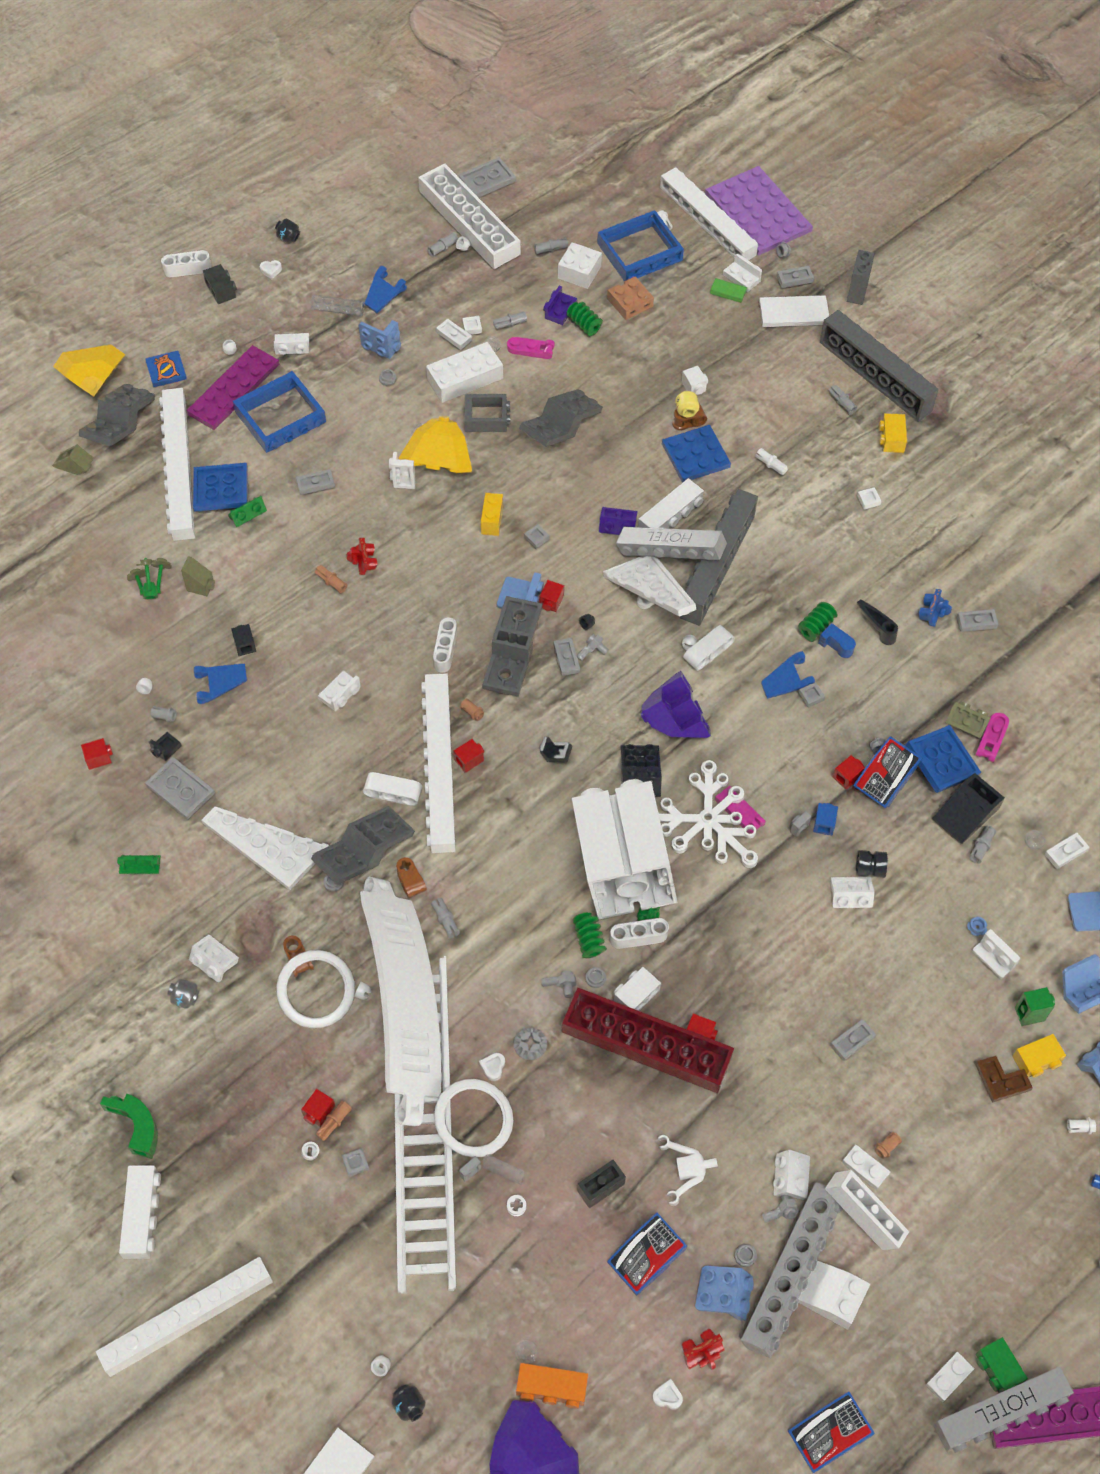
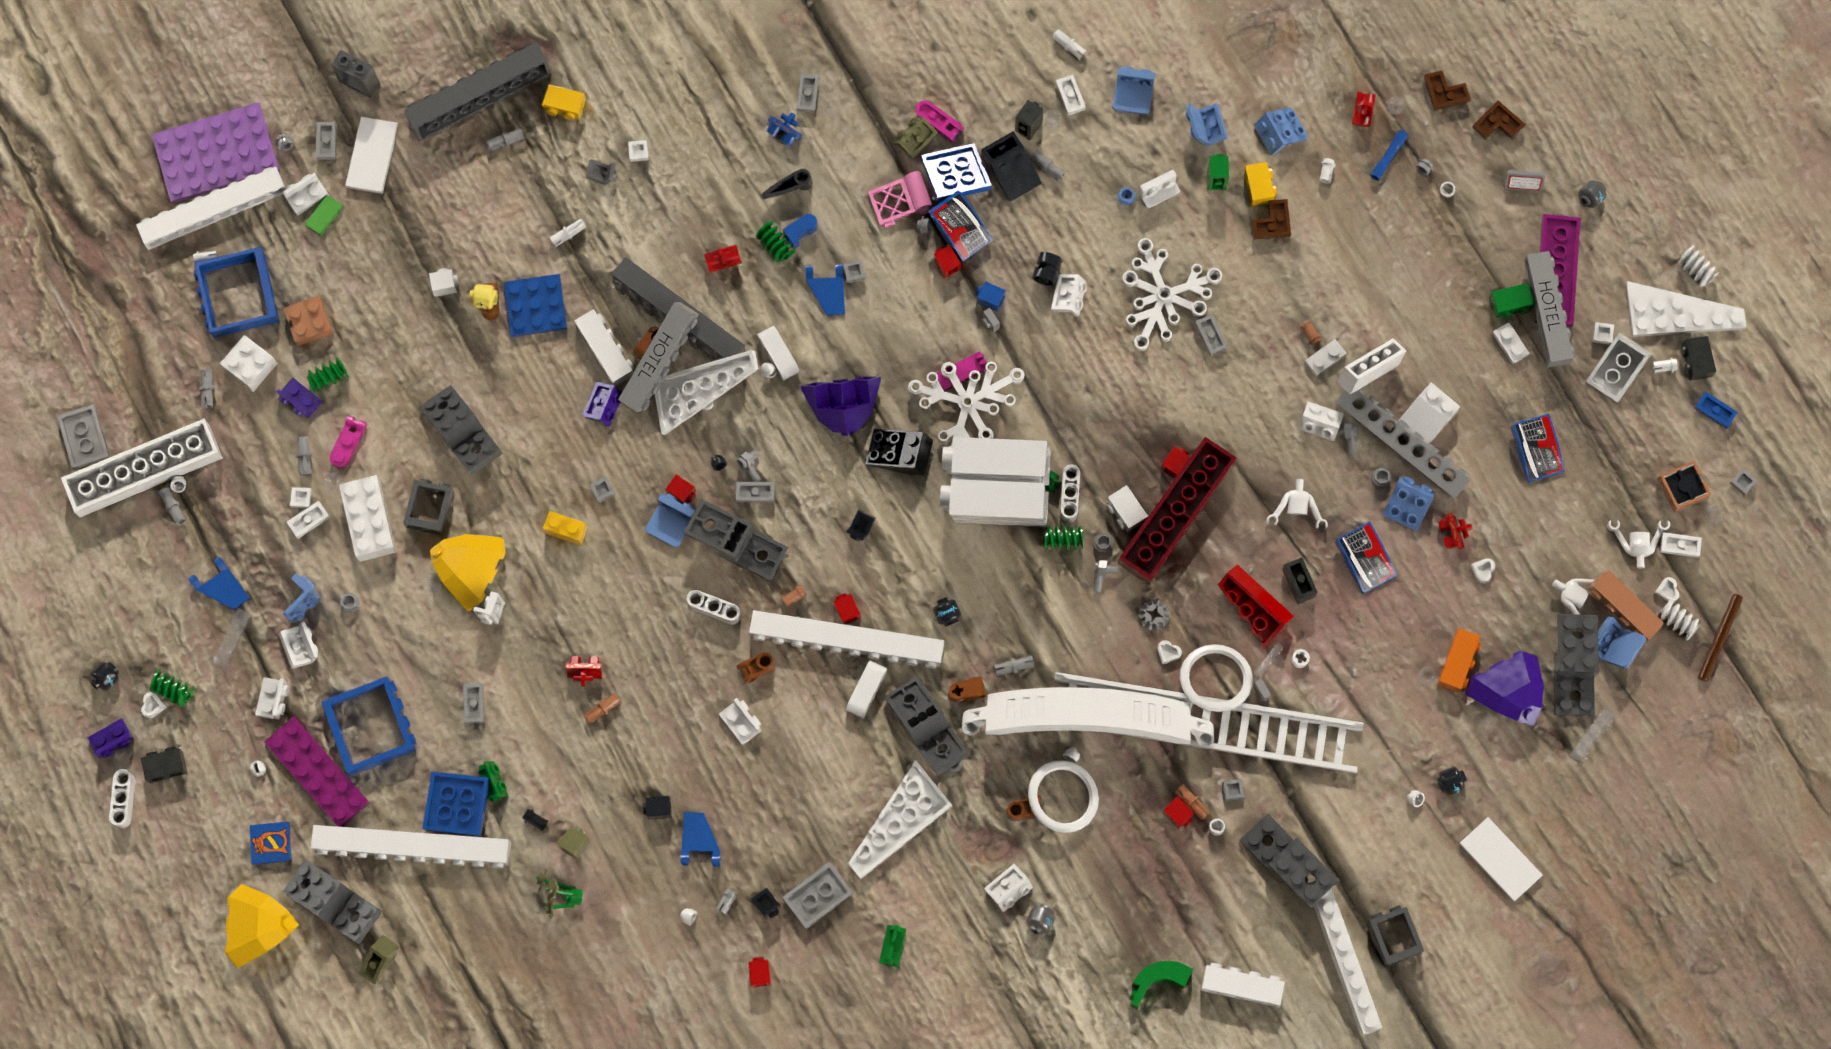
camera: 75 degrees left, 15 degrees up
(216, 1395) = (1400, 956): none -> dark grey window
(217, 548) = (534, 819): none -> black pin
(236, 248) = (110, 738): none -> dark purple bracket
(281, 1232) = (1289, 860): none -> dark grey bracket
(285, 274) = (171, 690): none -> green piece
(340, 349) = (299, 645): none -> white bracket
(393, 690) = (755, 667): none -> dark orange piece
(486, 843) = (946, 612): none -> black head
(564, 1142) = (1255, 605): none -> red wedge
(787, 583) = (722, 258): none -> red hips
(837, 473) = (600, 172): none -> flat silver bracket
(858, 980) = (1155, 314): none -> white plant
(909, 728) = (915, 193): none -> bright pink piece
(1024, 813) = (1029, 119): none -> pearl dark grey brick

